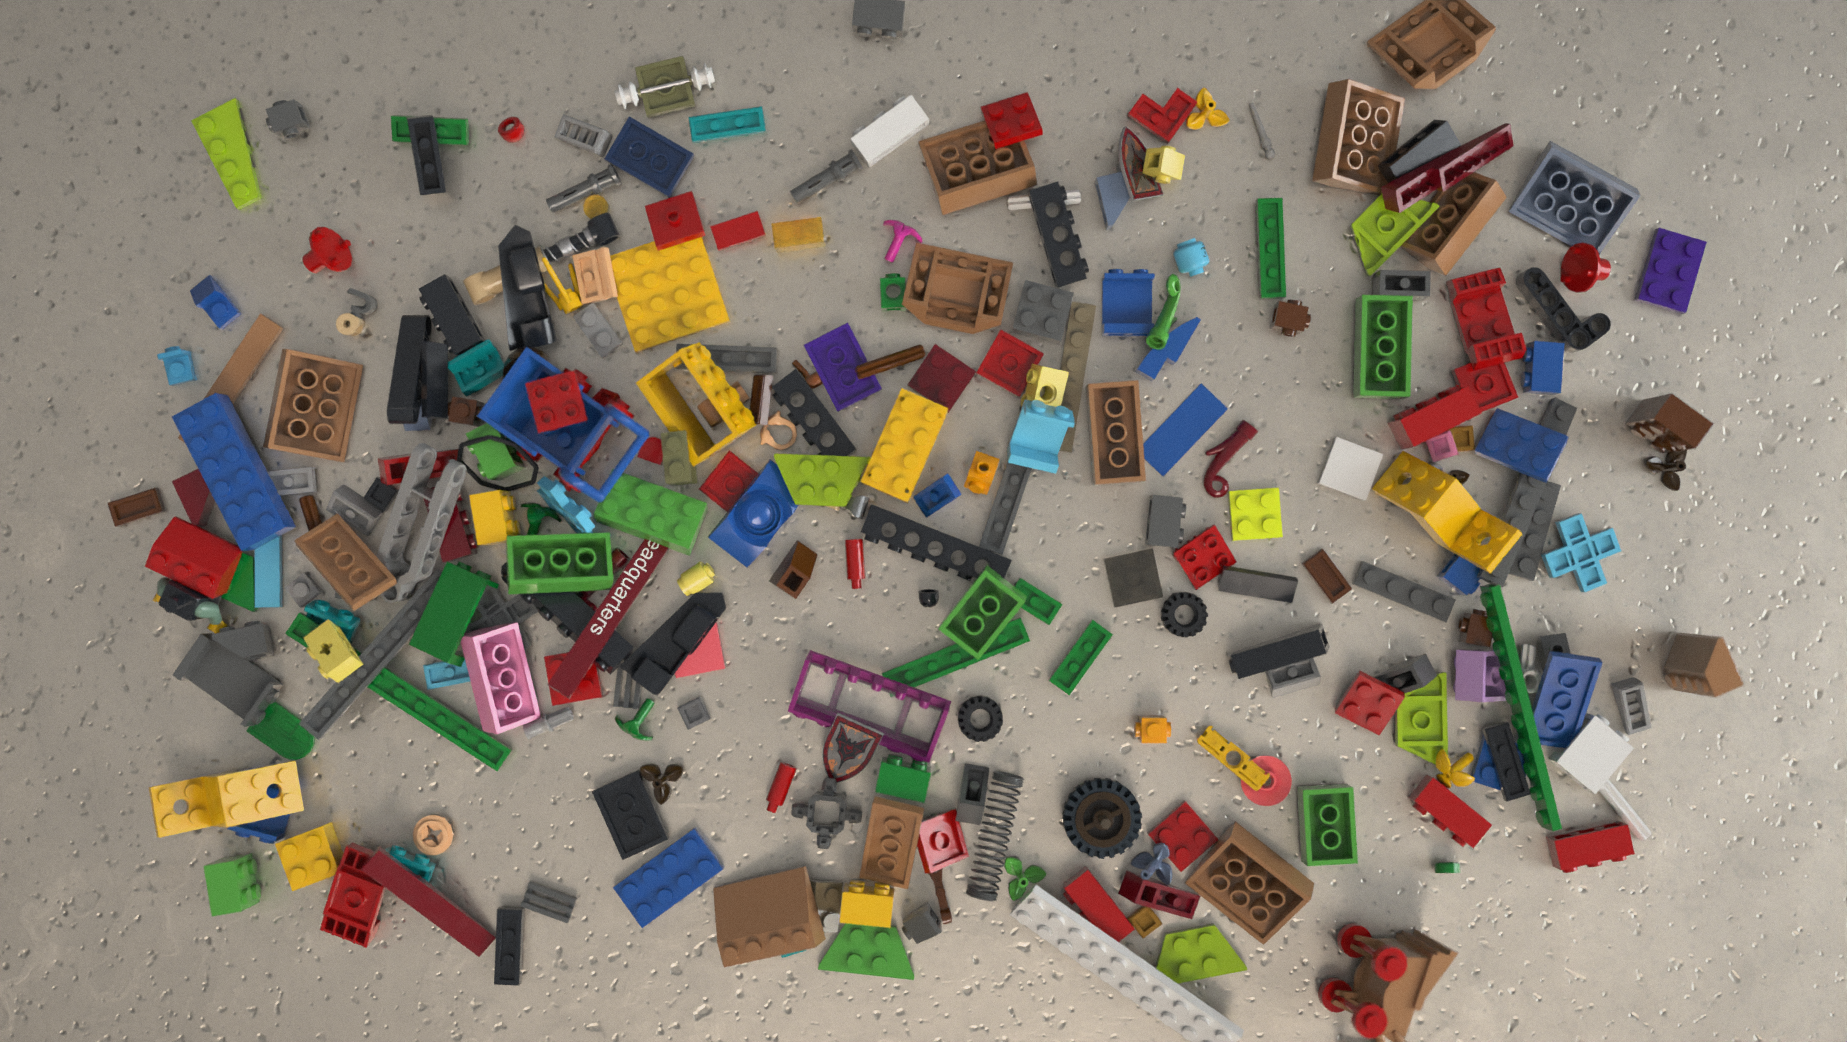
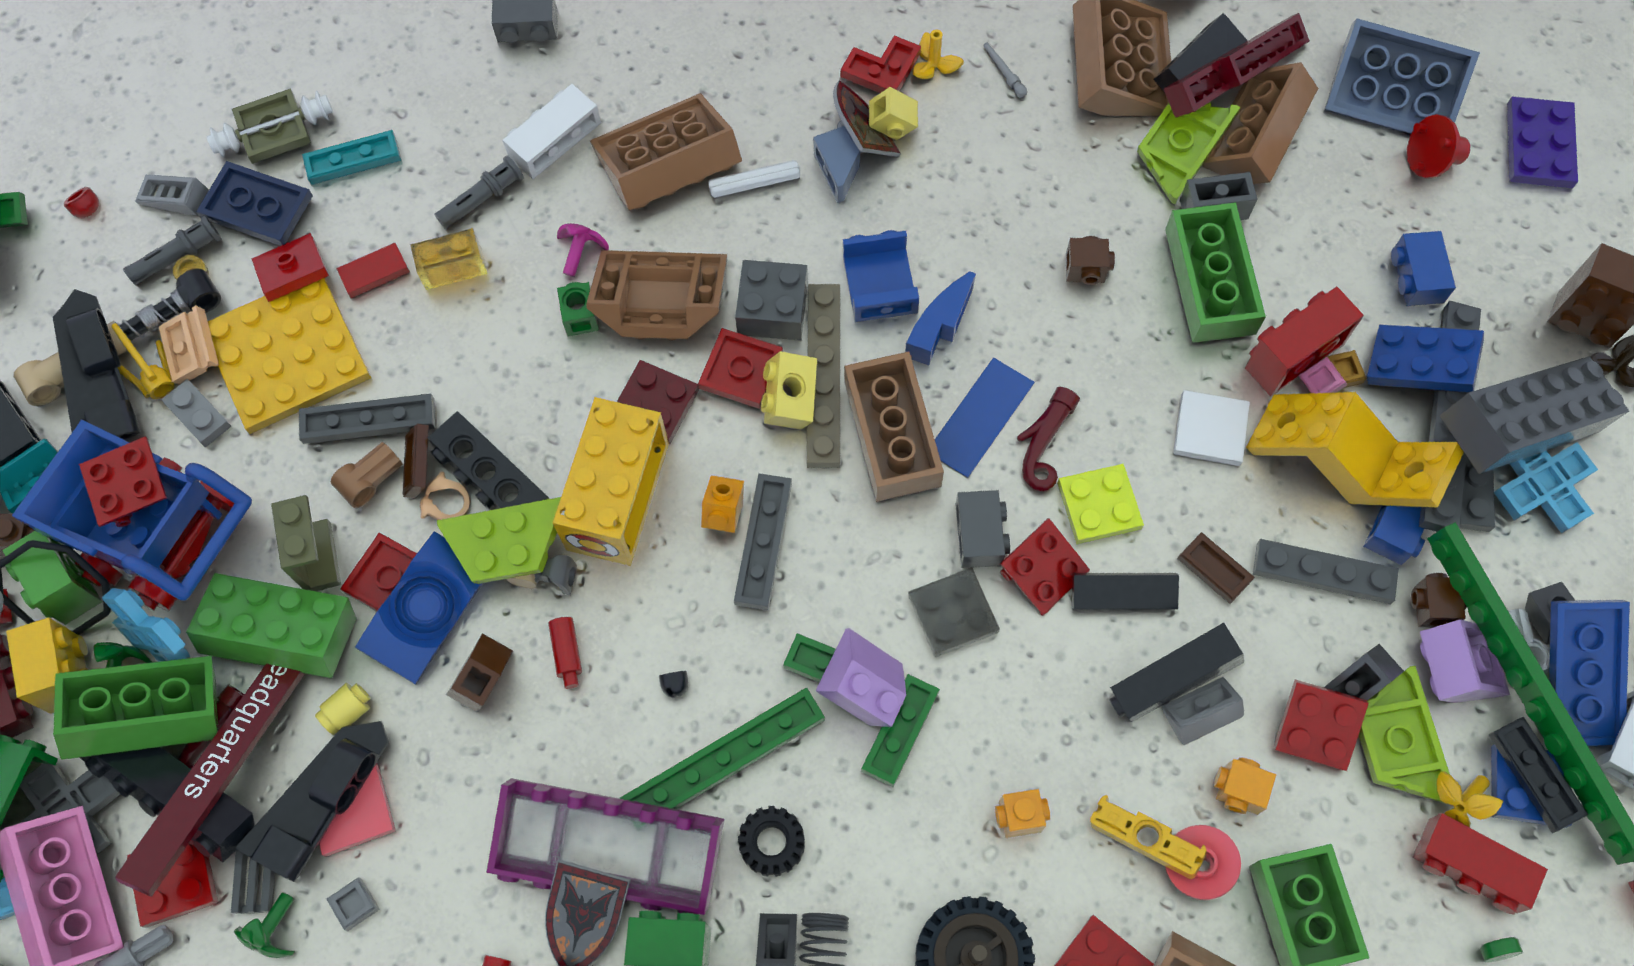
camera: 10 degrees left, 20 degrees down
(652, 450) = (267, 551): red tile -> none
(677, 414) = (269, 455): yellow hose -> none
(812, 380) = (485, 426): dark orange hand -> none
(835, 361) = (522, 406): dark purple plate -> none
(878, 517) = (592, 583): black brick -> none
(890, 361) = (582, 387): reddish brown axle -> none
(937, 495) = (668, 542): blue slope -> none
(982, 612) = (748, 678): bright green brick -> none
(1011, 120) = (699, 96): red plate -> none
(1039, 199) = (761, 162): black brick -> none
(1039, 435) = (791, 437): medium azure panel -> none
(1062, 621) = (864, 681): none -> lavender slope
(1159, 334) = (926, 293): bright green plant -> none
(1191, 257) = (948, 209): medium azure head -> none
(1197, 622) = (1033, 627): black tyre -> none
(1271, 248) = (1046, 188): green plate -> none
(1306, 735) = (1244, 786): none -> light orange brick
(1484, 319) = (1331, 224): red plate -> none
(1489, 385) = (1365, 291): red plate -> none
(1557, 305) = (1410, 197): black beam -> none
(1583, 511) = (1533, 413): none -> dark grey brick

